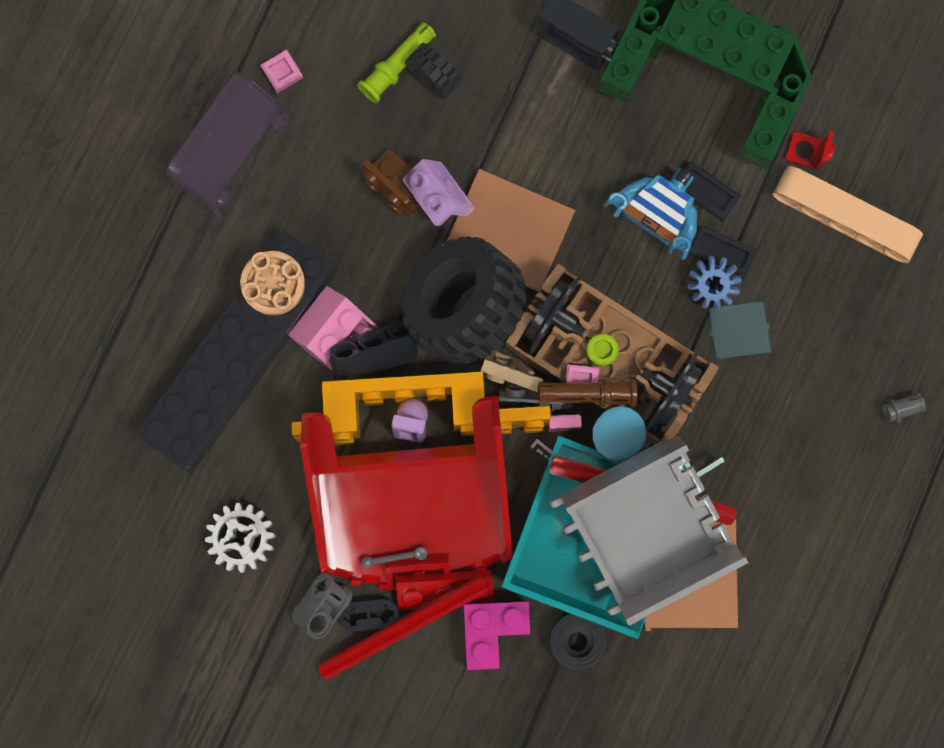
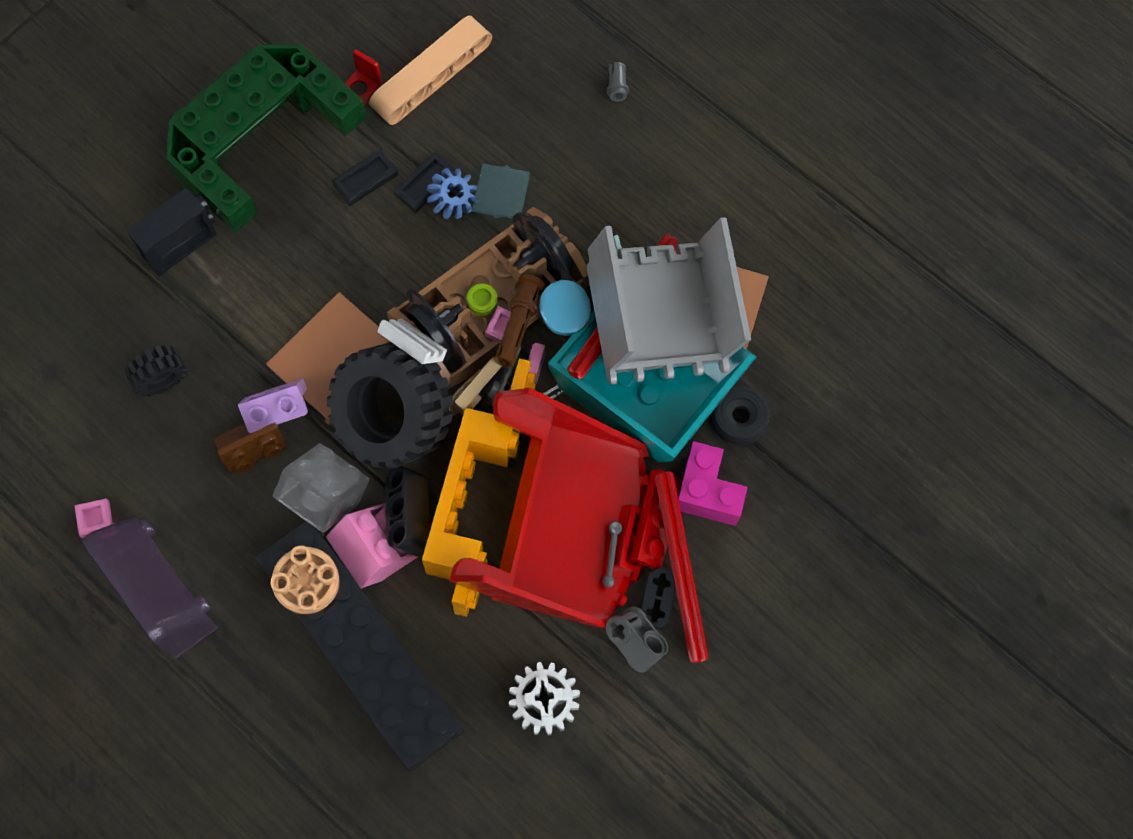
camera: 75 degrees left, 10 degrees down
(368, 264) = (320, 487): none -> clear brick
(387, 72) = (137, 417): lime pin -> none
(410, 421) = (488, 496): lavender tile -> none
(524, 299) = (412, 341): none -> white tile
(660, 209) = (368, 215): torso -> none

